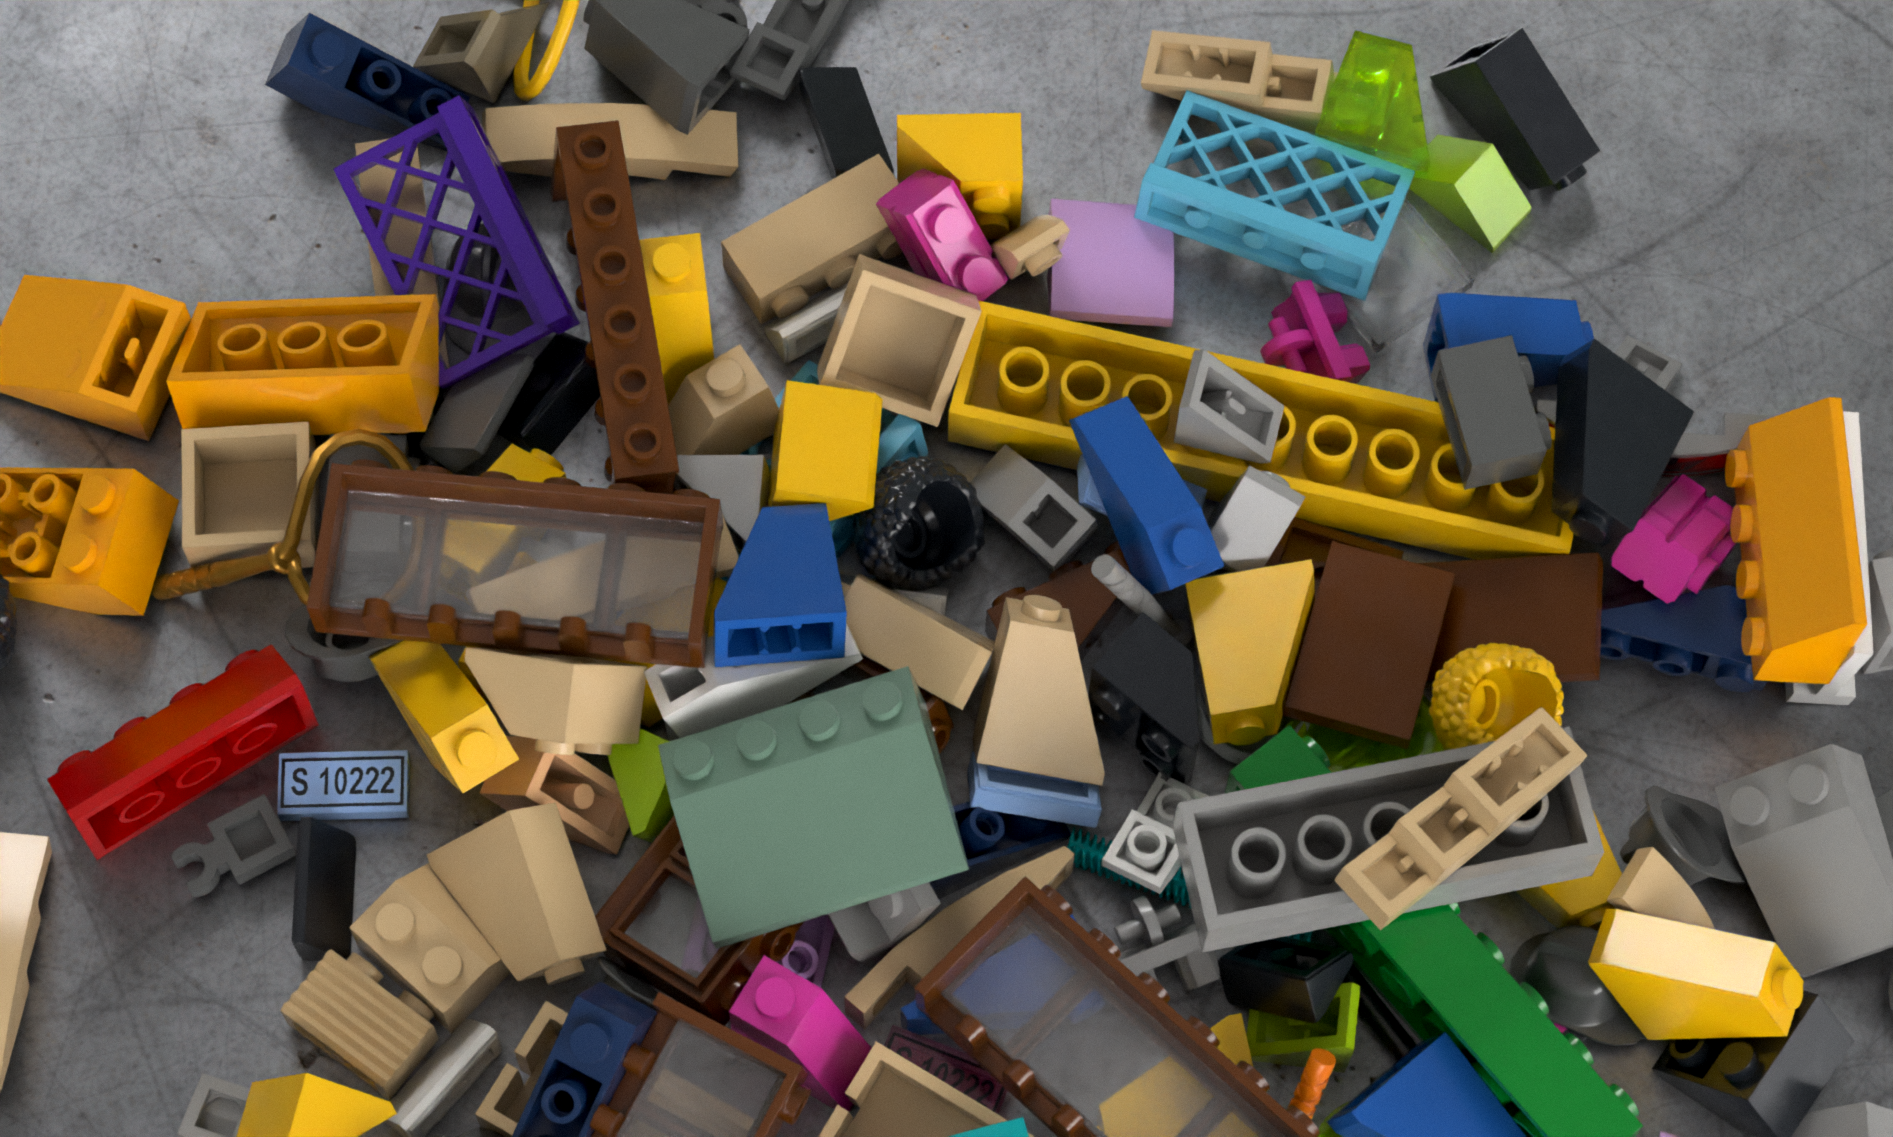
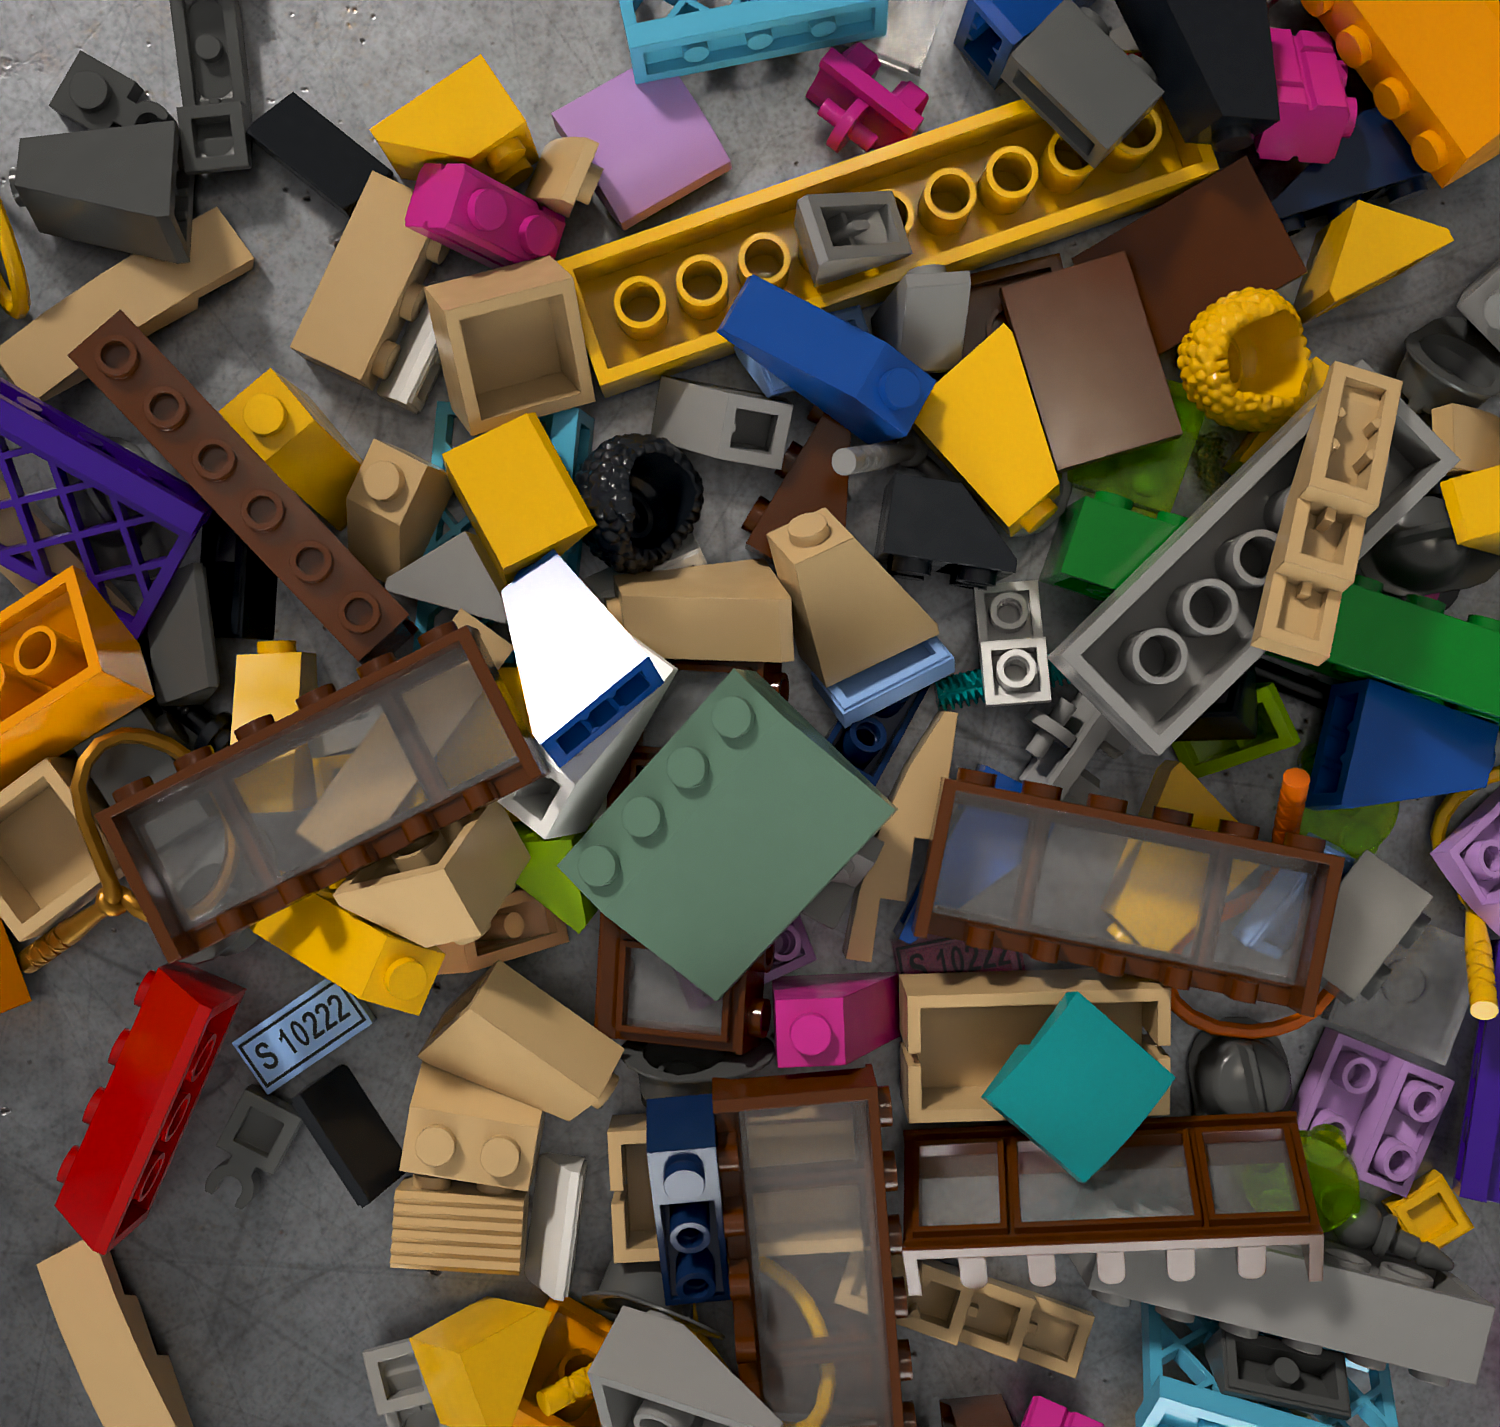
camera: 30 degrees left, 20 degrees up
(1655, 703) = (1361, 252): none -> yellow slope

